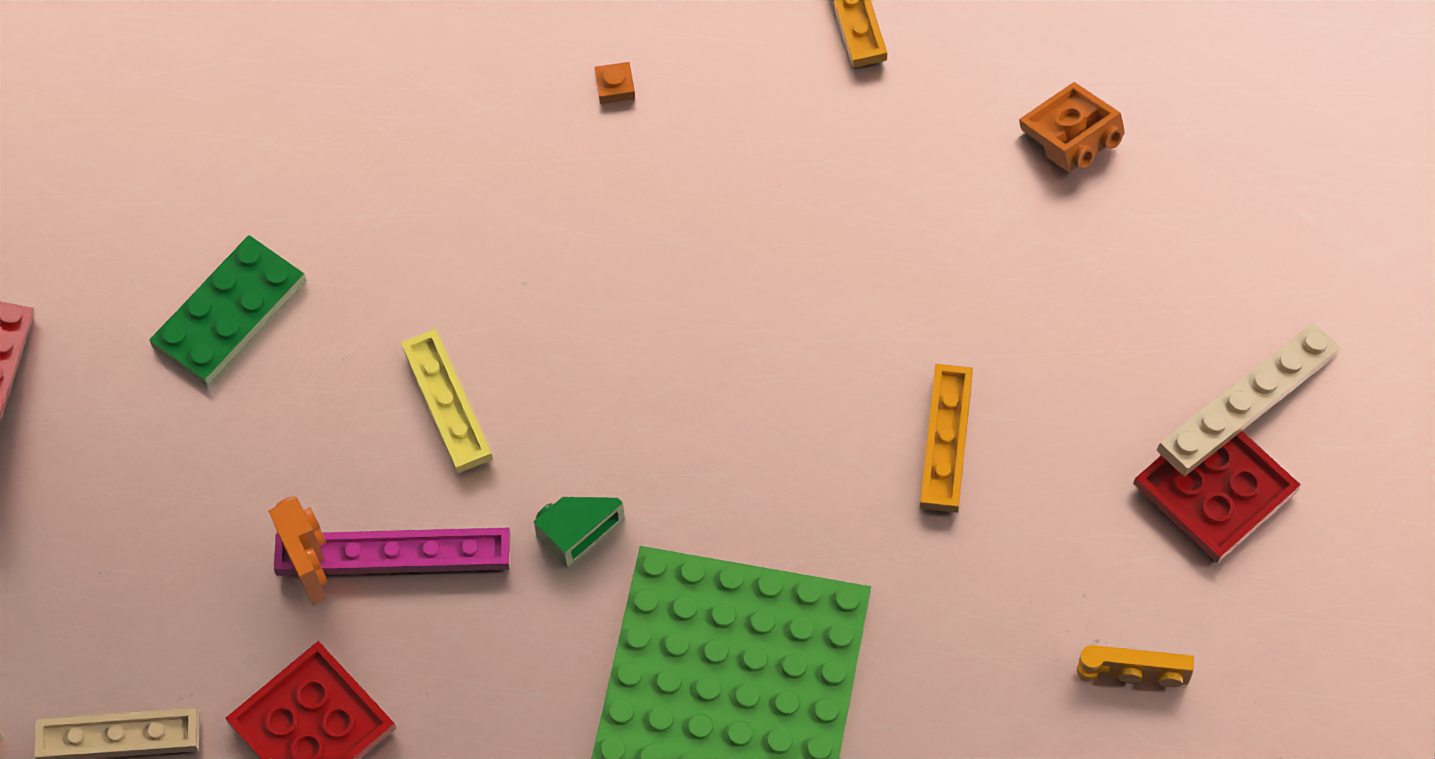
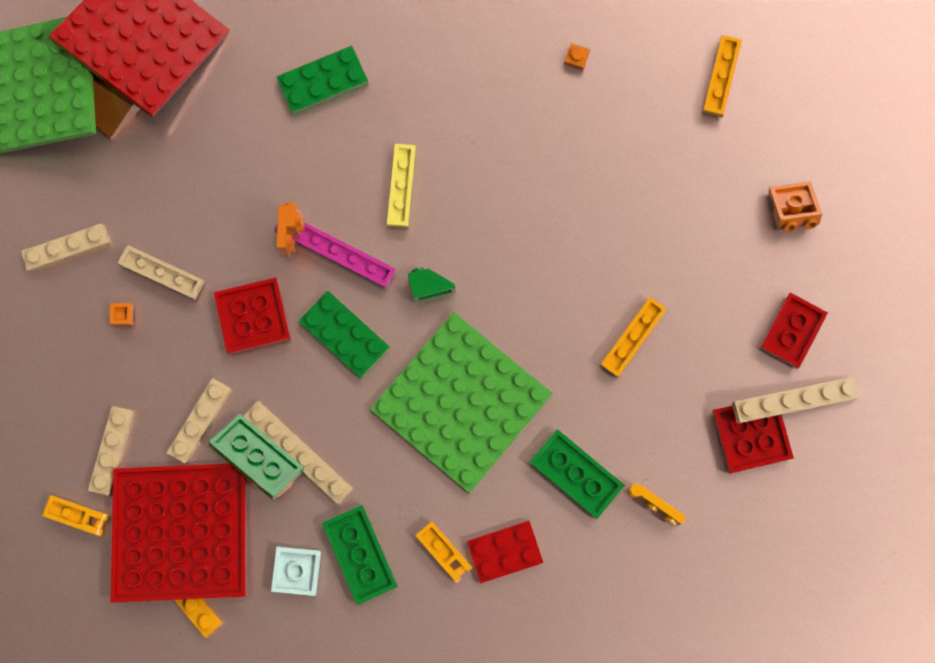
camera: 25 degrees right, 15 degrees up
(480, 674) = (344, 334): none -> green plate
(983, 688) = (577, 474): none -> green plate
(1182, 302) = (793, 330): none -> red plate

